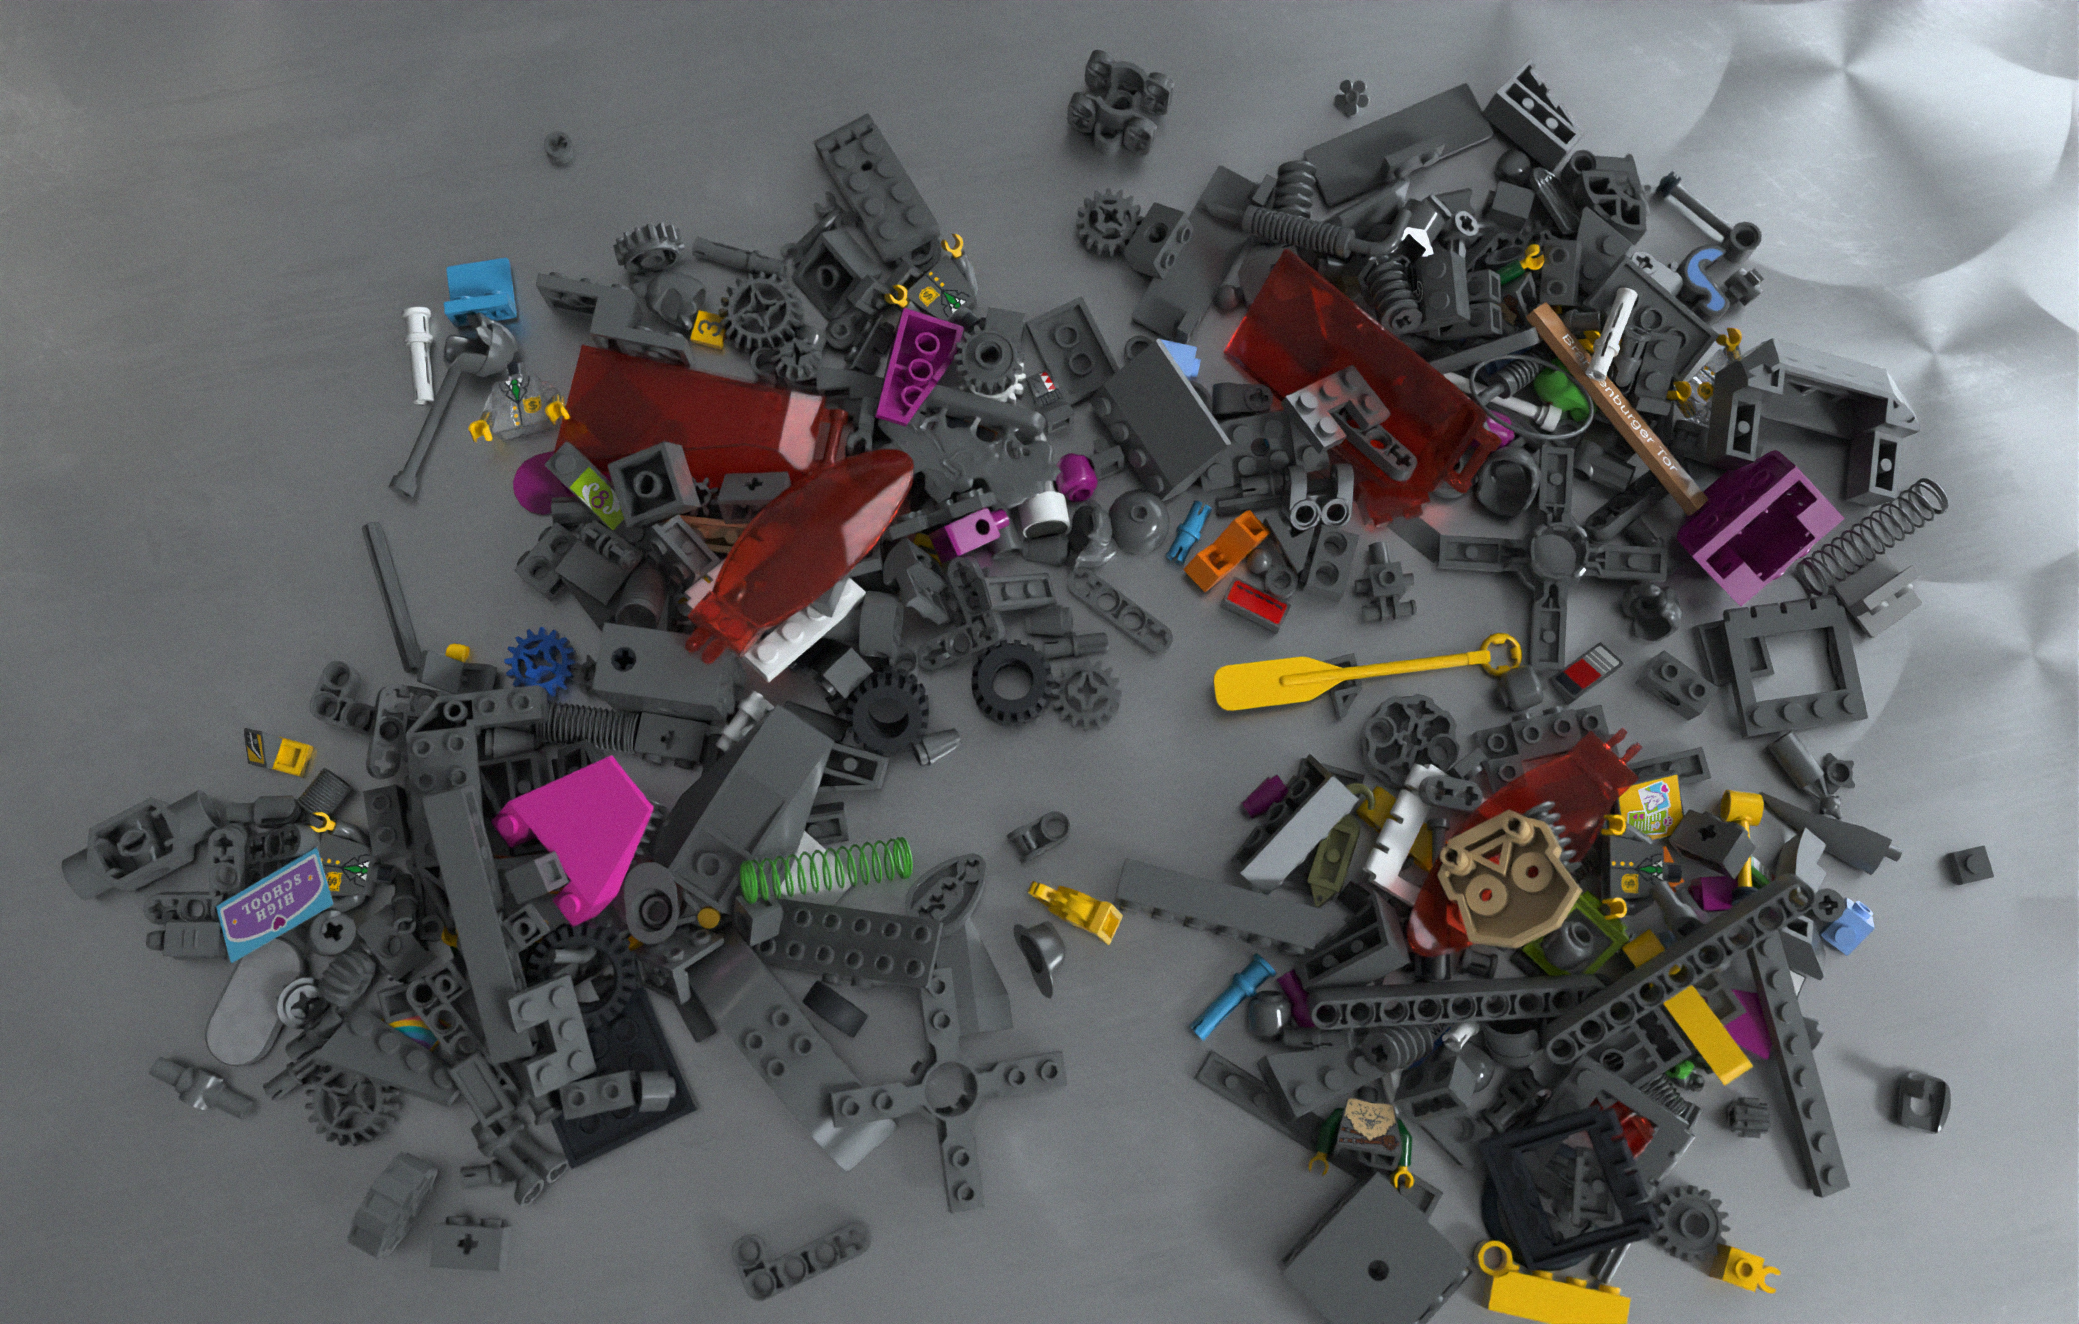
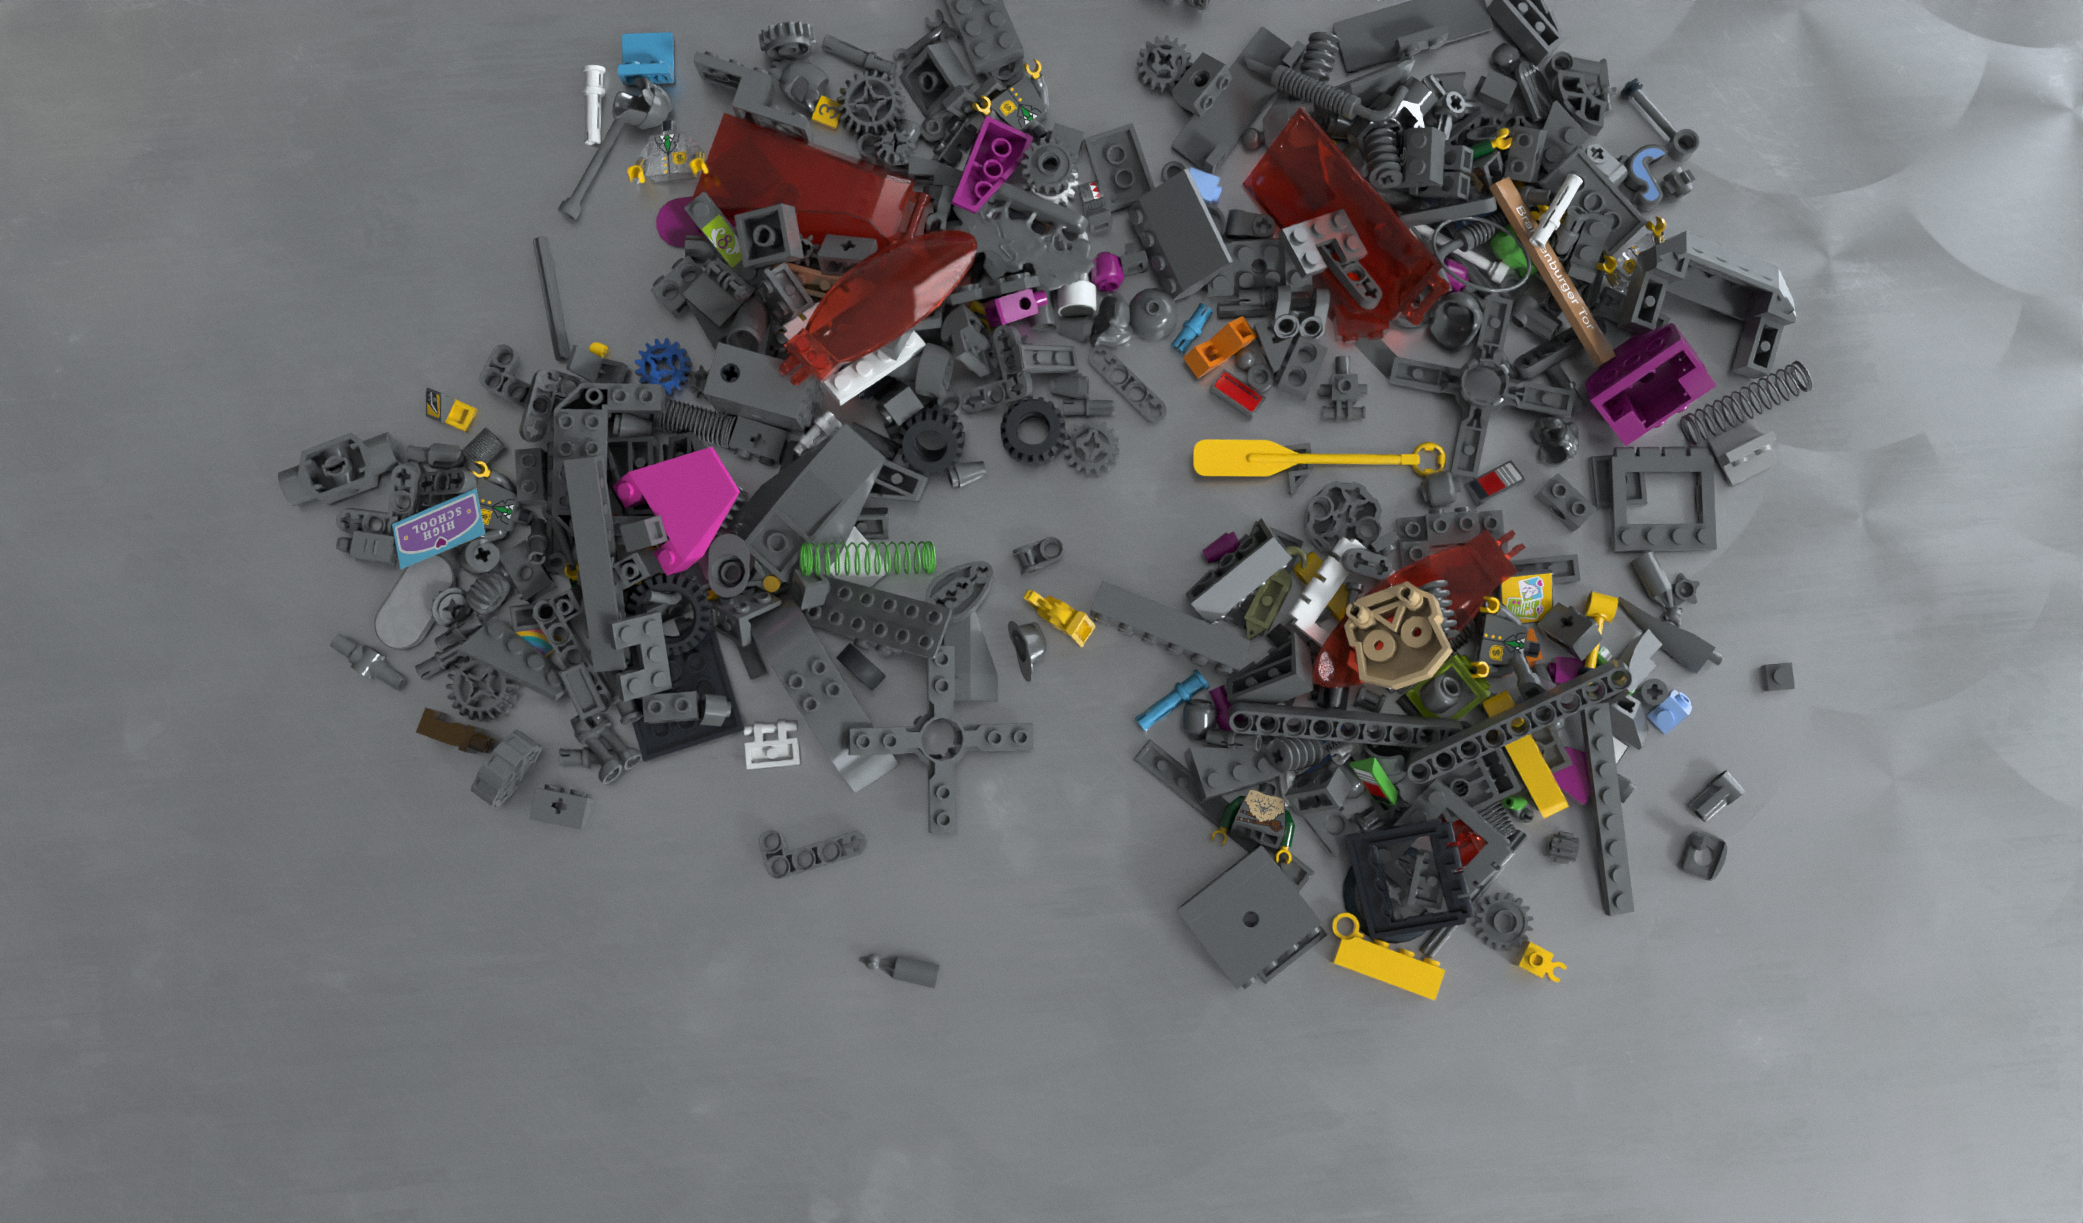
camera: 15 degrees right, 5 degrees up
(338, 1169) = (466, 737): none -> dark brown hips
(736, 1134) = (773, 752): none -> white plate
(1505, 1067) = (1375, 781): none -> bright green slope
(1929, 1019) = (1721, 792): none -> dark grey piece

